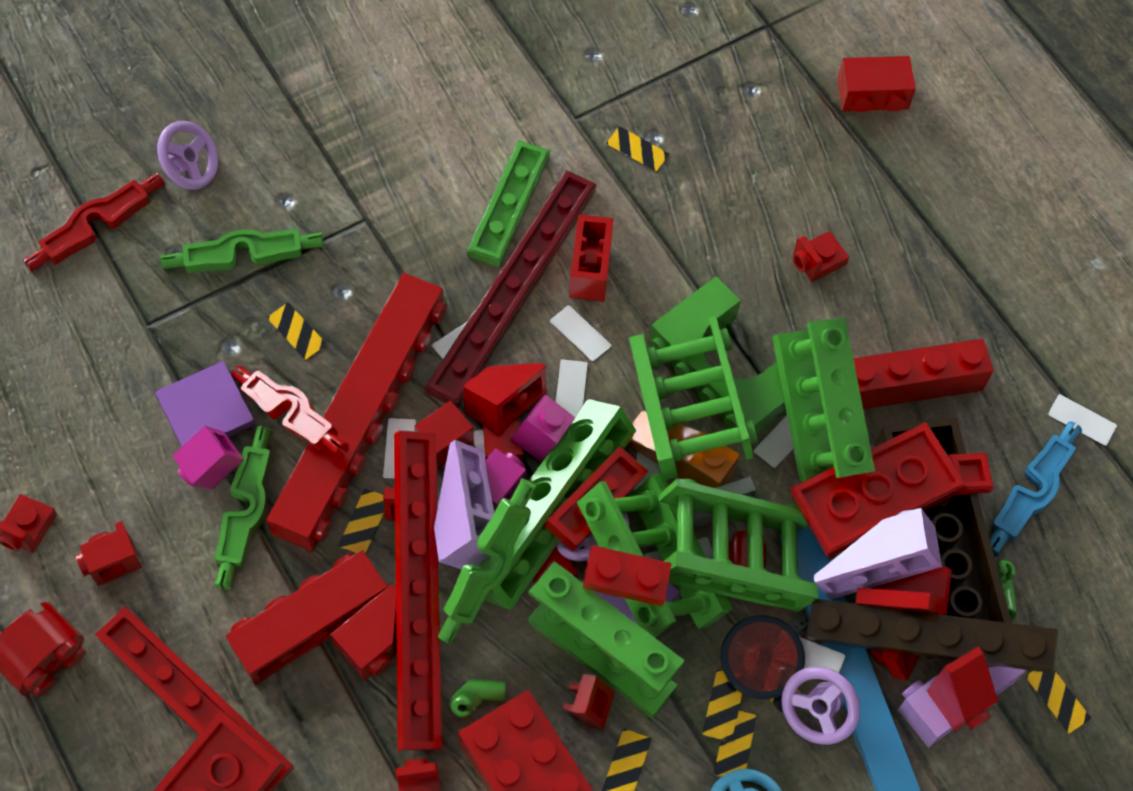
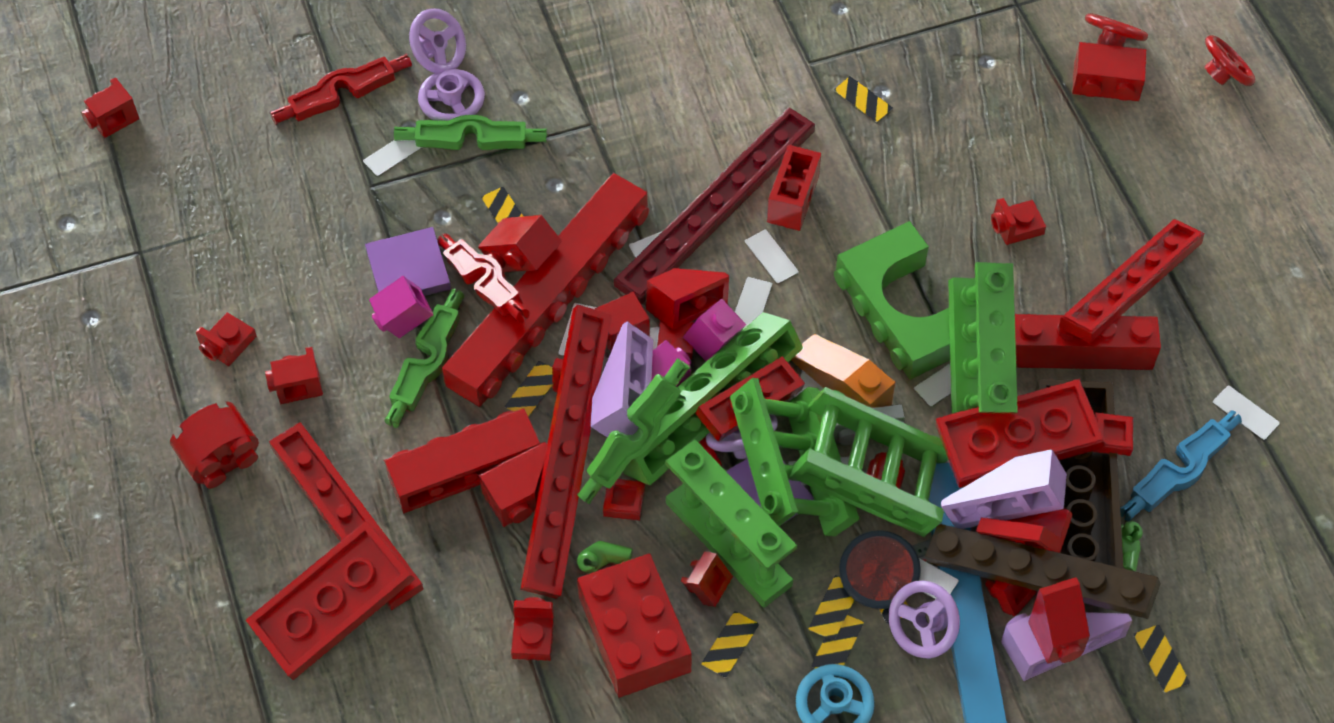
camera: 15 degrees right, 5 degrees down
(161, 287) = (390, 155): none -> white sticker
(208, 196) = (449, 87): none -> lavender piece
(321, 367) = (521, 243): none -> red brick
(486, 629) = (624, 500): none -> red tile
(508, 204) = (728, 130): bright green tile -> none
(627, 575) = (758, 462): red plate -> none
(664, 419) = (827, 311): bright green fence -> none
(873, 40) = (1113, 31): none -> red piece
(948, 305) = (1131, 281): none -> red tile
(988, 57) = (1227, 63): none -> red piece

